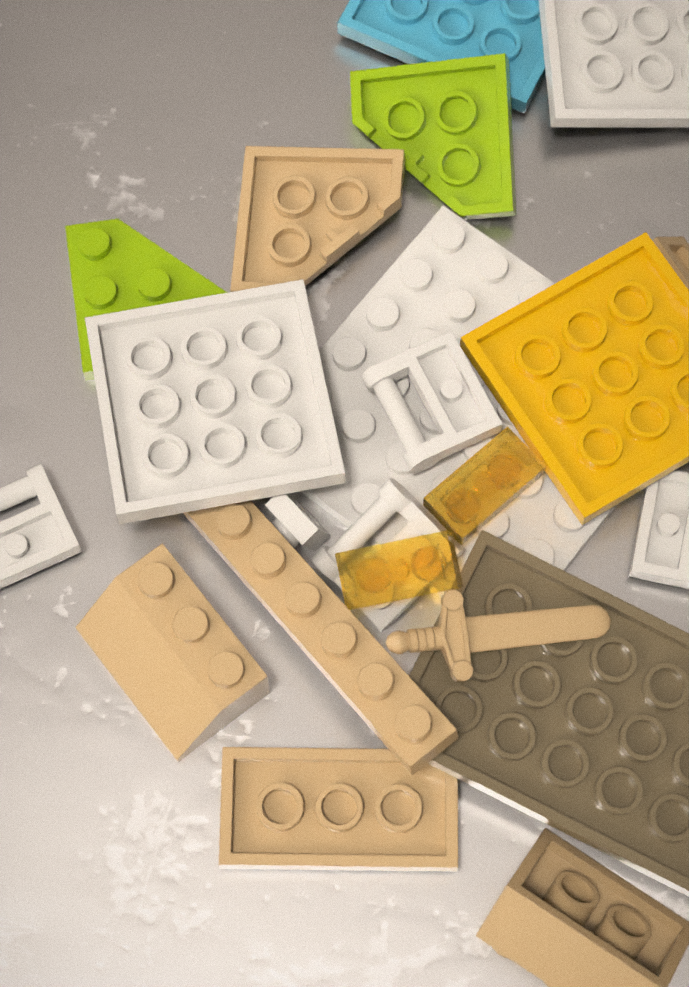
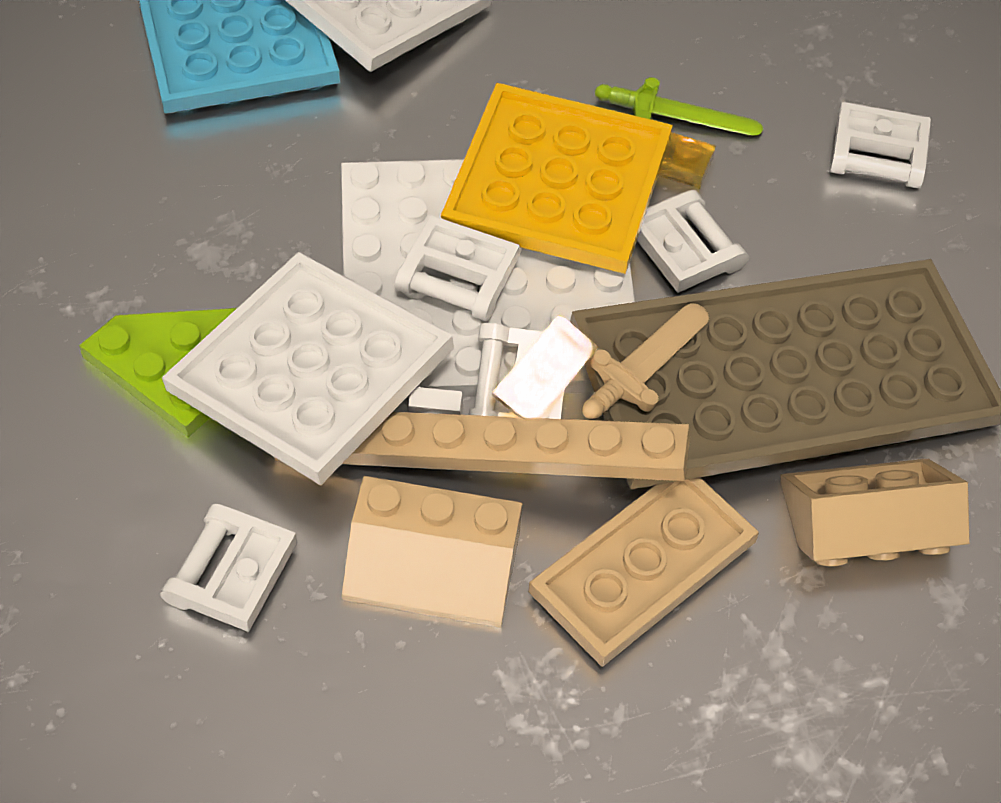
camera: 45 degrees left, 15 degrees down
(309, 209) = (250, 219): tan plate -> none
(450, 123) = (298, 116): lime plate -> none
(484, 485) = (542, 287): clear yellow plate -> none

